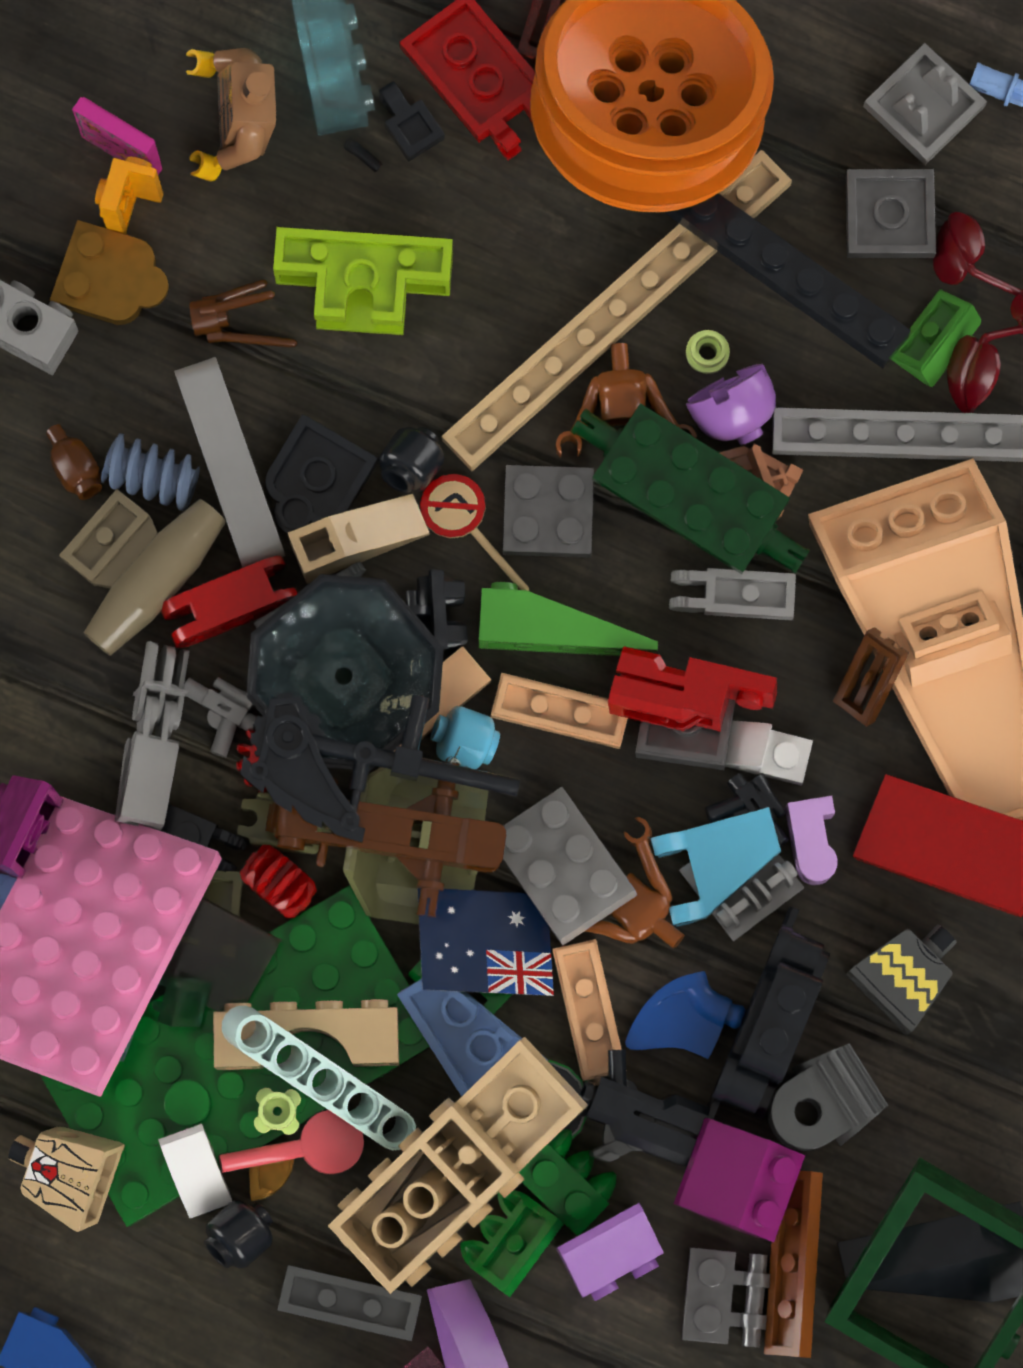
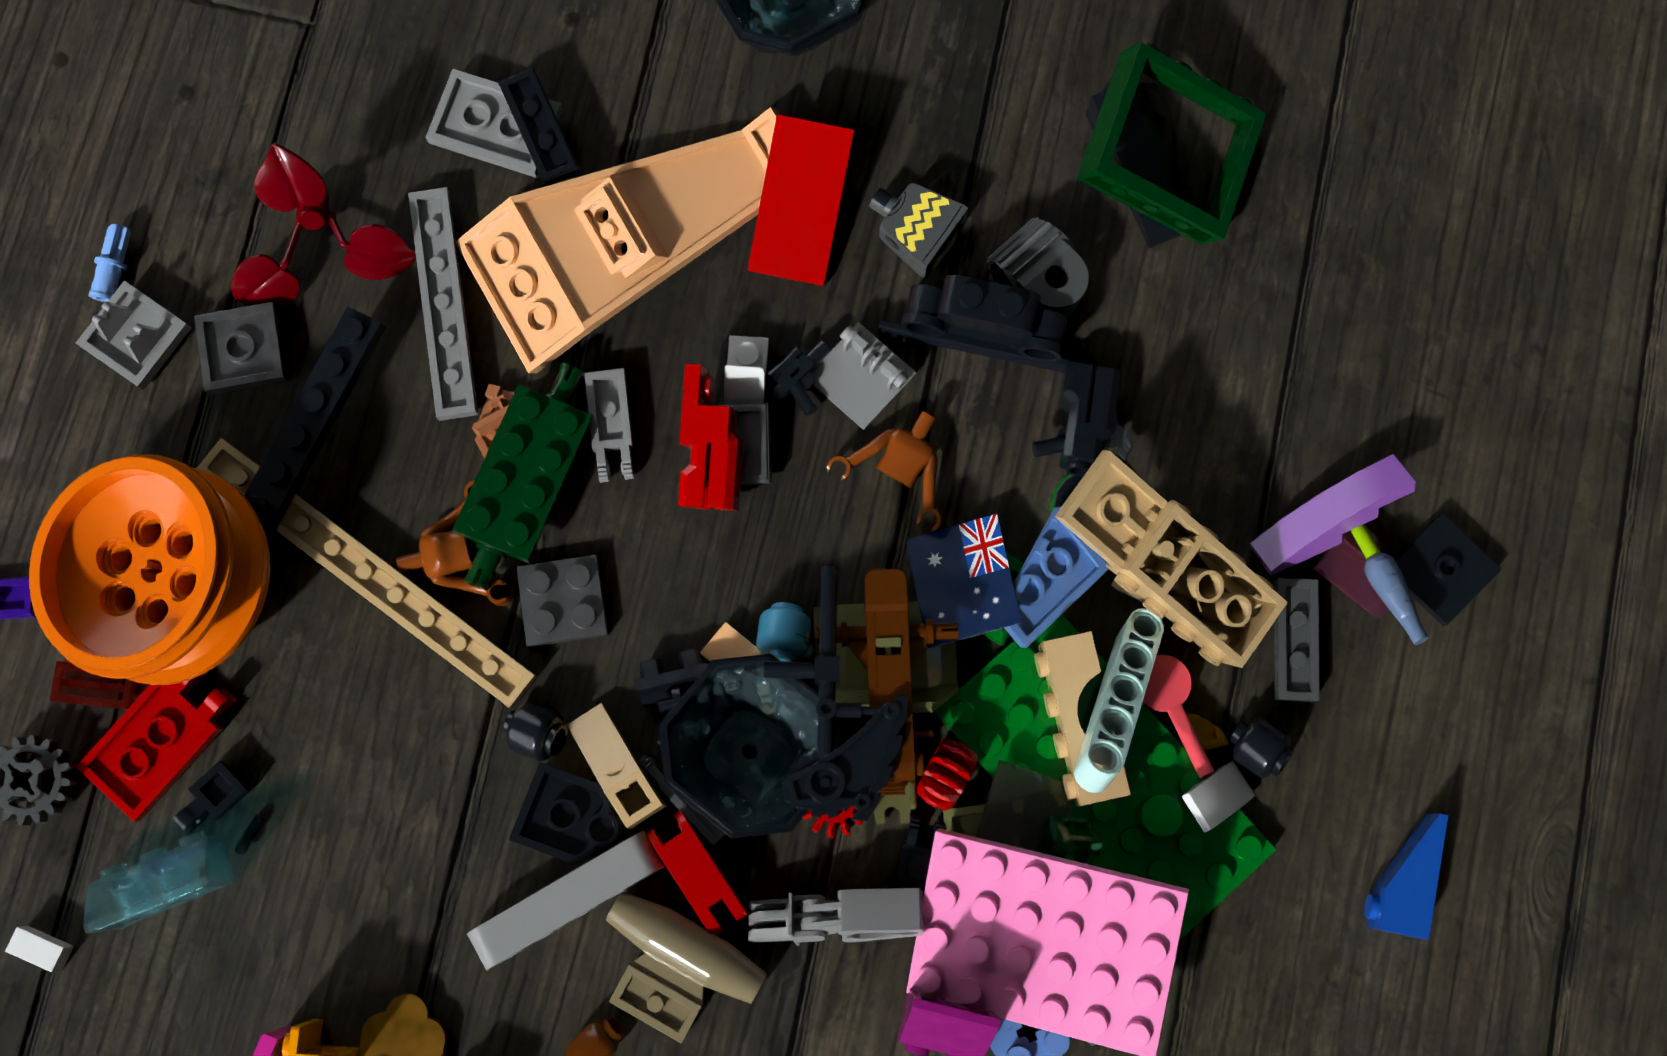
camera: 100 degrees left, 0 degrees up
(68, 1173) = (1246, 912): tan torso -> none
(150, 473) = (587, 973): sand blue piece -> none
(212, 314) = (426, 946): reddish brown plant -> none
(226, 711) = (797, 856): light grey piece -> none
(244, 105) = (218, 955): medium nougat torso -> none
(286, 1120) = (1161, 739): yellowish green plate -> none
(362, 275) = (366, 809): lime piece -> none
(455, 508) = (574, 684): piece -> none
(513, 1241) = (1218, 509): green plate -> none
(534, 623) = (667, 594): bright green slope -> none
(557, 711) = (742, 559): light nougat tile -> none
(563, 1183) = (1164, 464): green plate -> none
(564, 866) = (881, 524): light grey plate -> none
(587, 1006) = (998, 485): light nougat tile -> none
(610, 1251) = (1203, 426): medium lavender slope -> none
(685, 1017) = (989, 402): blue arm -> none
(710, 1297) = (1221, 340): flat silver plate -> none
(711, 339) = (384, 478): yellowish green plate -> none
(721, 858) = (848, 392): medium azure flag -> none
(735, 406) = (439, 449): medium lavender cylinder -> none
(739, 1179) = (1123, 327): magenta slope -> none
(794, 1271) = (1178, 275): dark orange plate -> none
(811, 853) = (816, 322): lavender leg -> none
(885, 650) = (641, 278): reddish brown tile -> none
(935, 337) = (337, 288): bright green slope -> none

